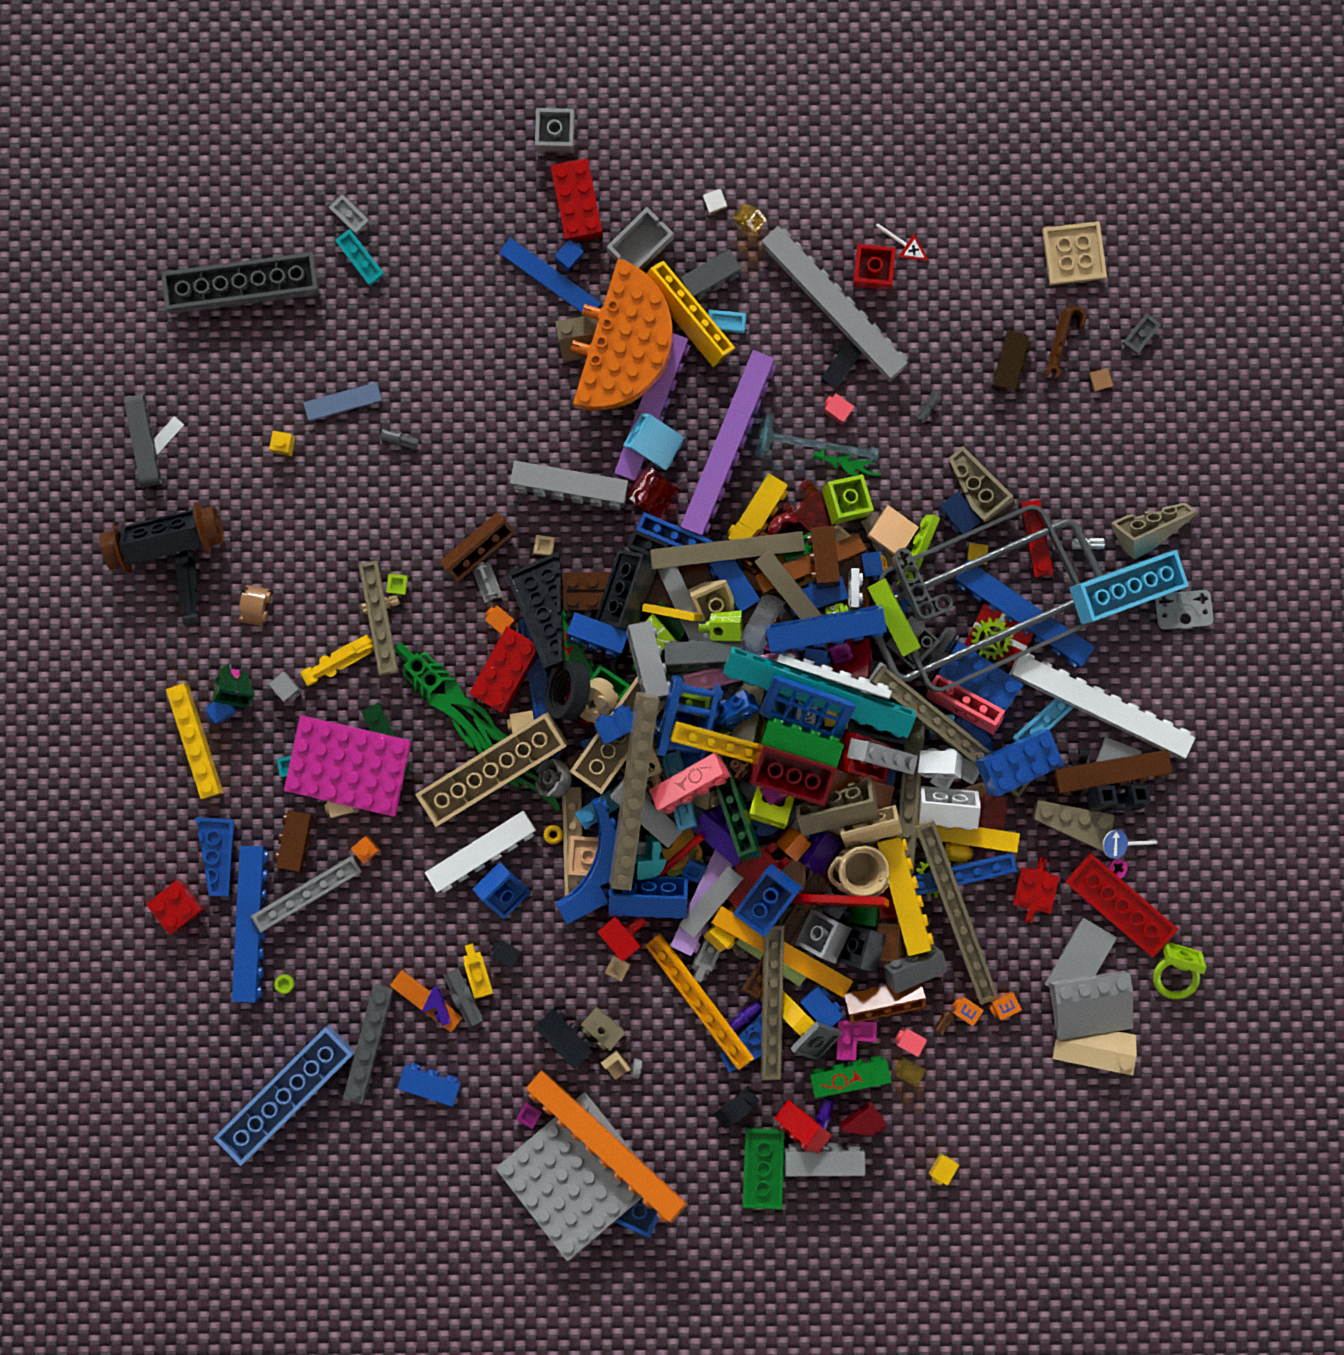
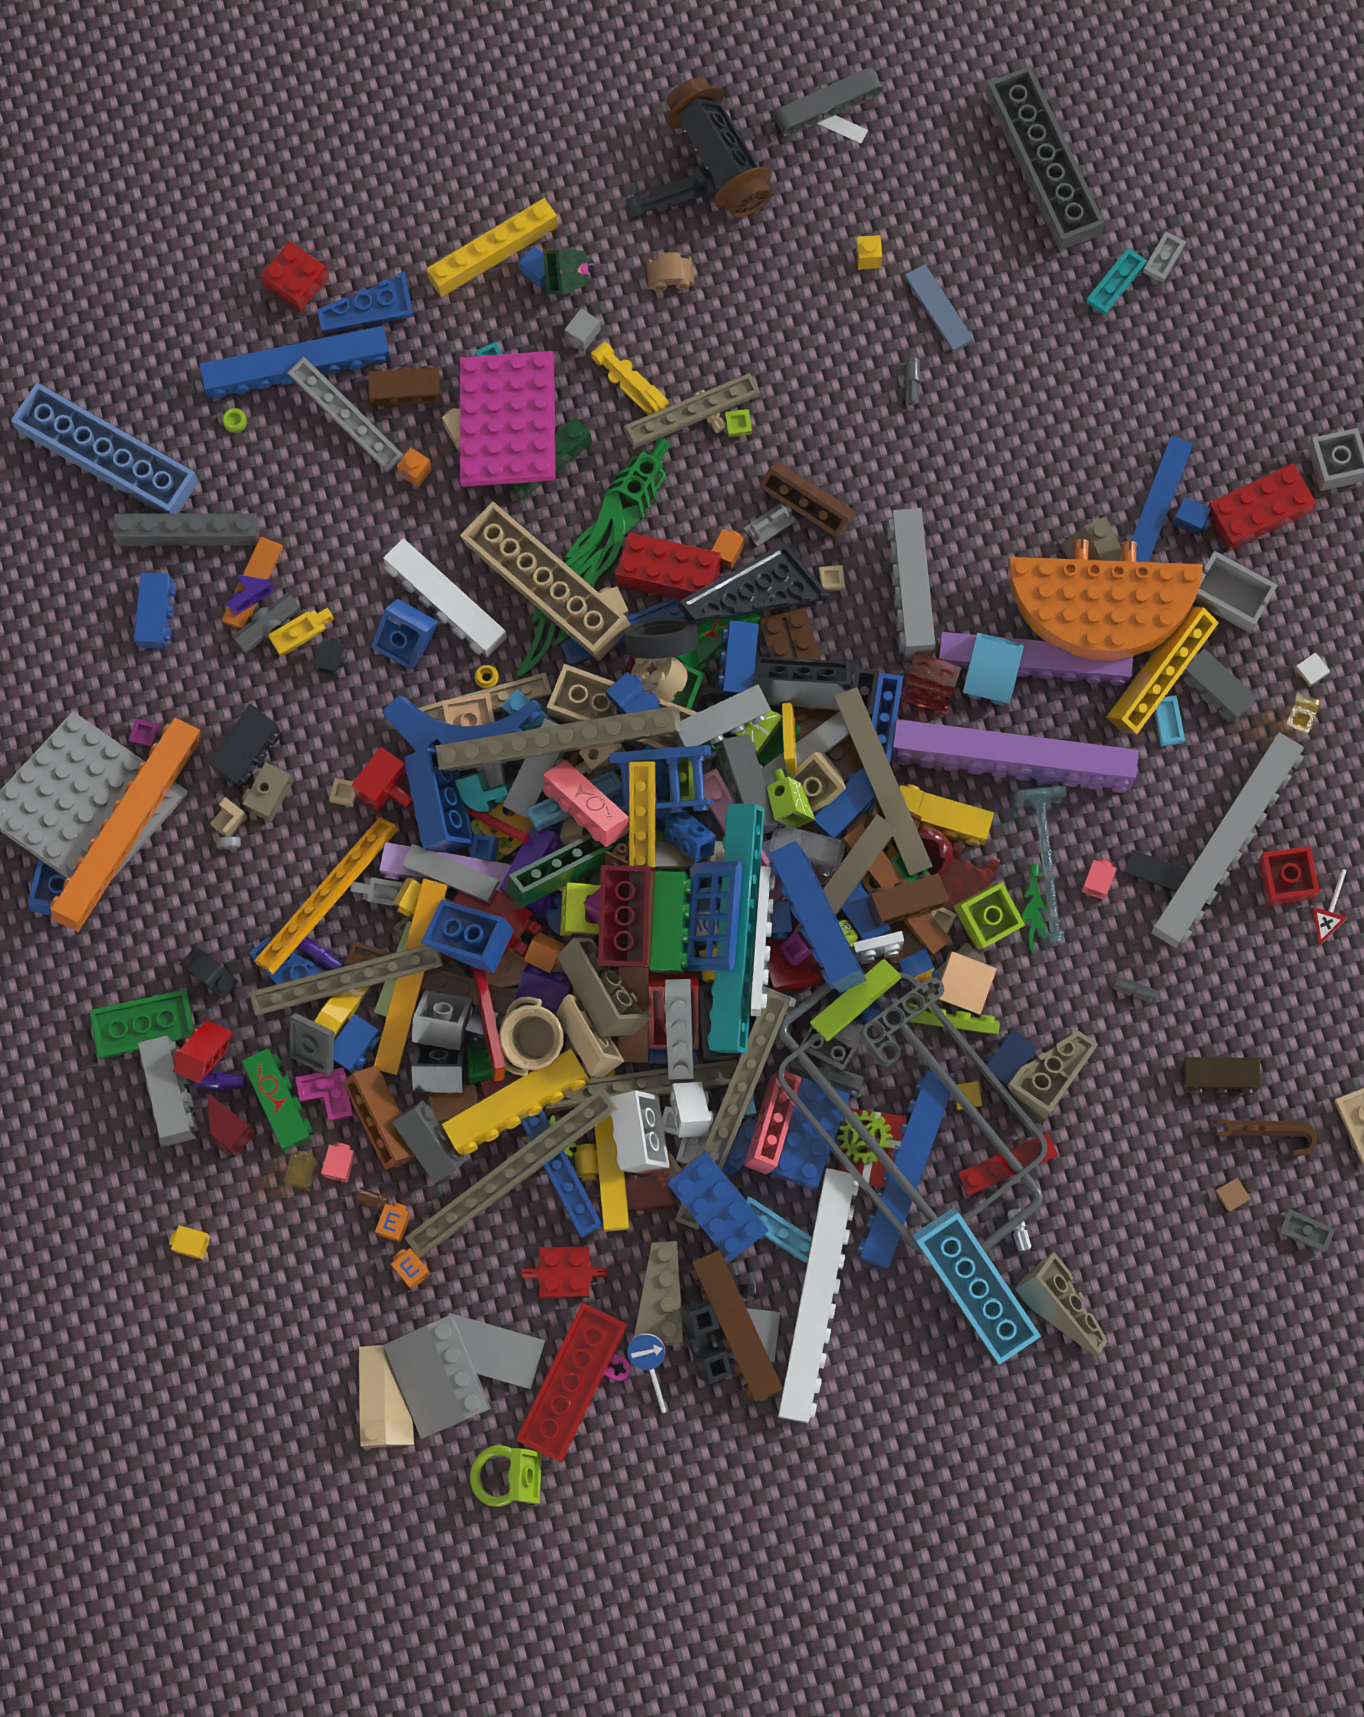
camera: 75 degrees right, 10 degrees down
(553, 778) = (551, 656): light grey cylinder -> none
(1184, 604) = (976, 1372): light grey axle -> none

